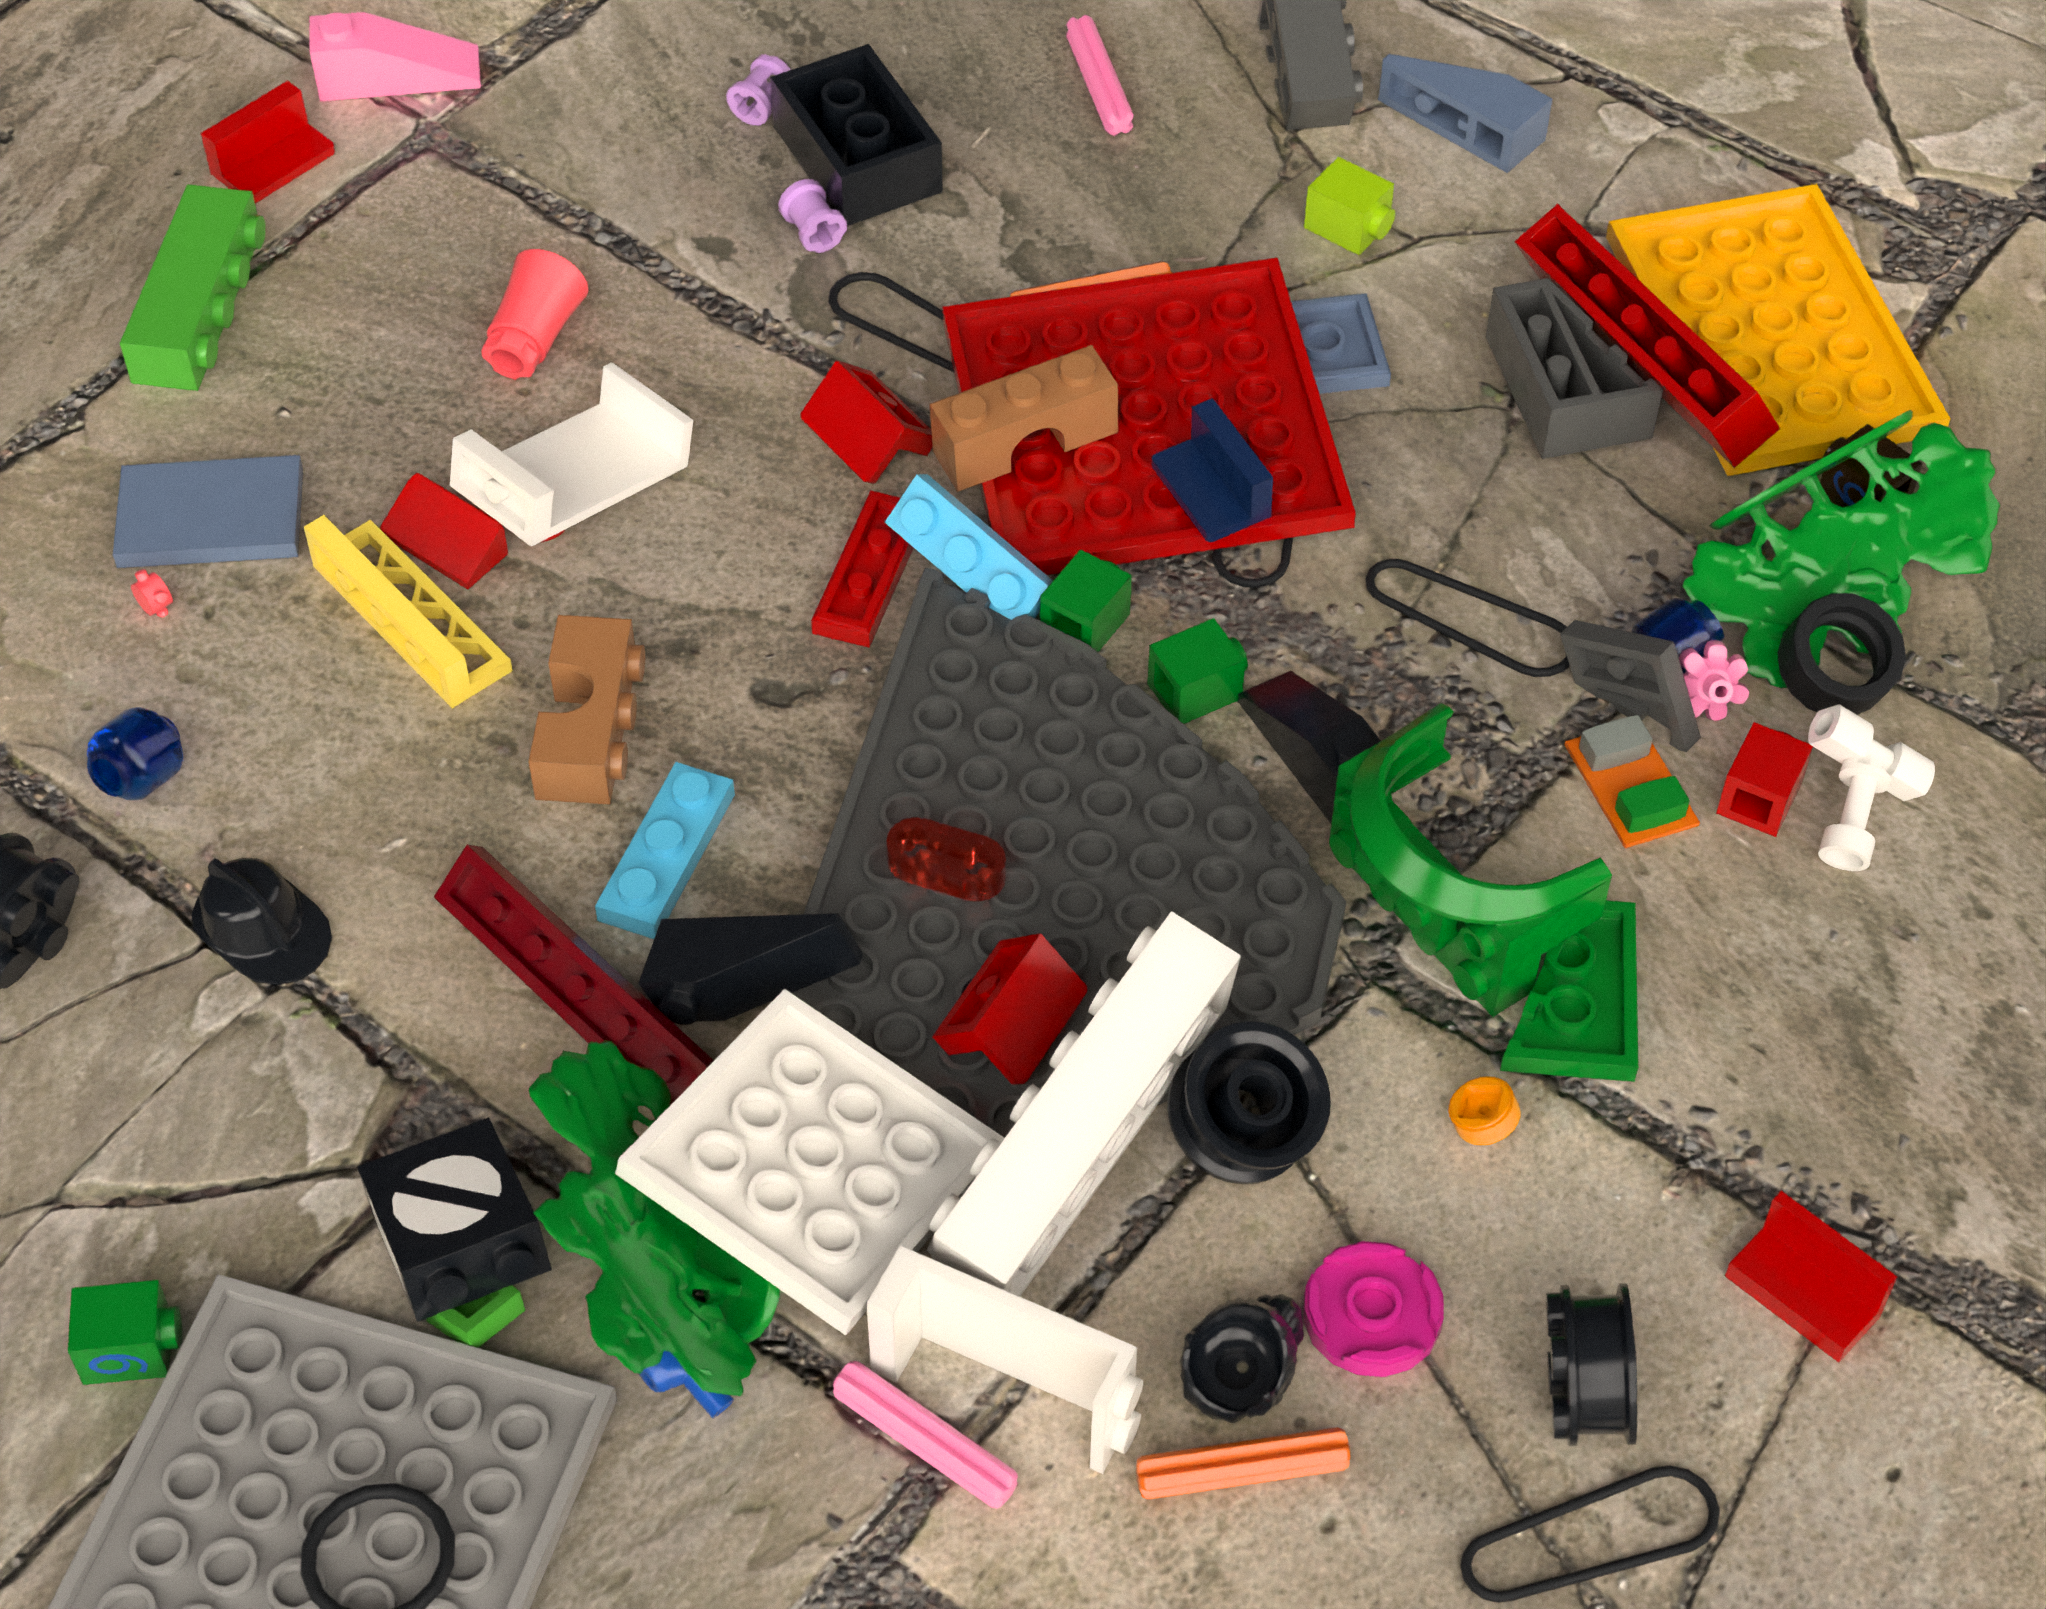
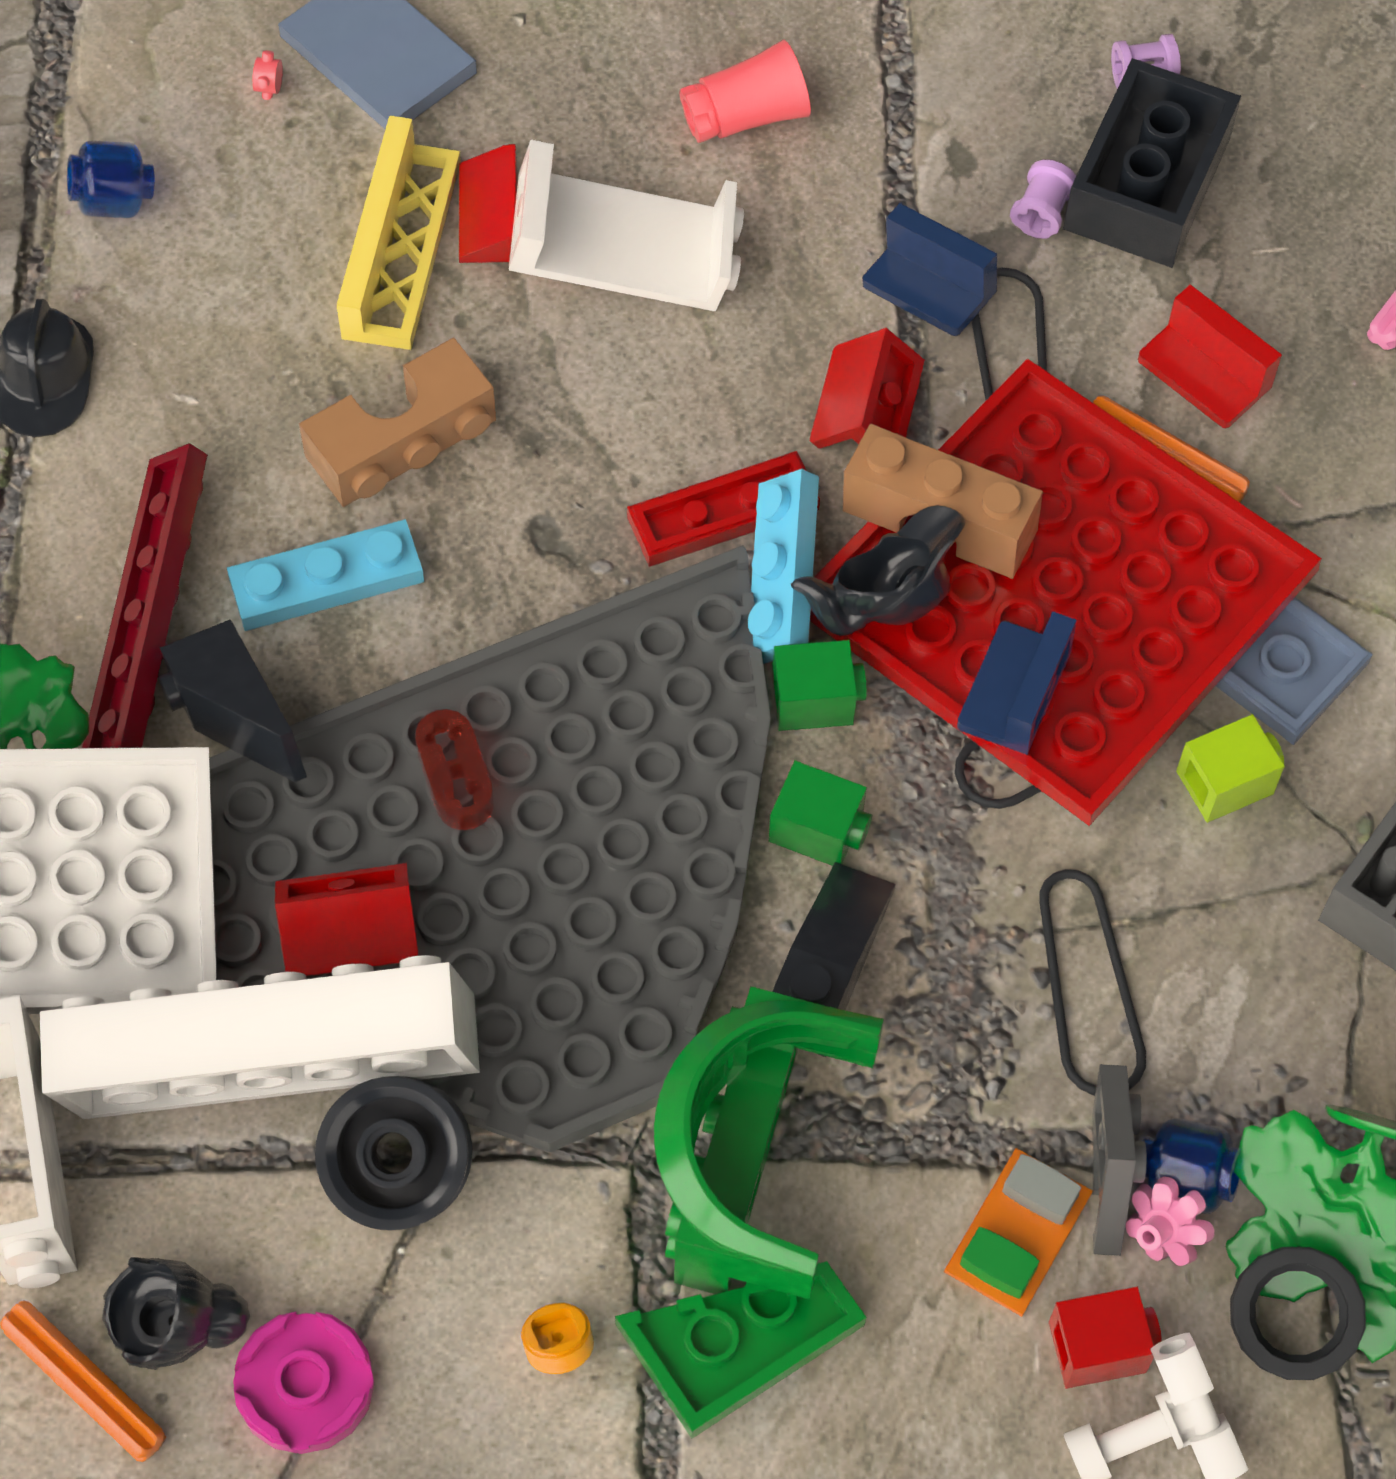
camera: 50 degrees right, 10 degrees up
(803, 313) = (932, 271): none -> dark blue panel
(1042, 216) = (1211, 358): none -> red panel
(1062, 477) = (893, 580): none -> black hair
(1385, 421) = (1231, 767): none -> lime brick

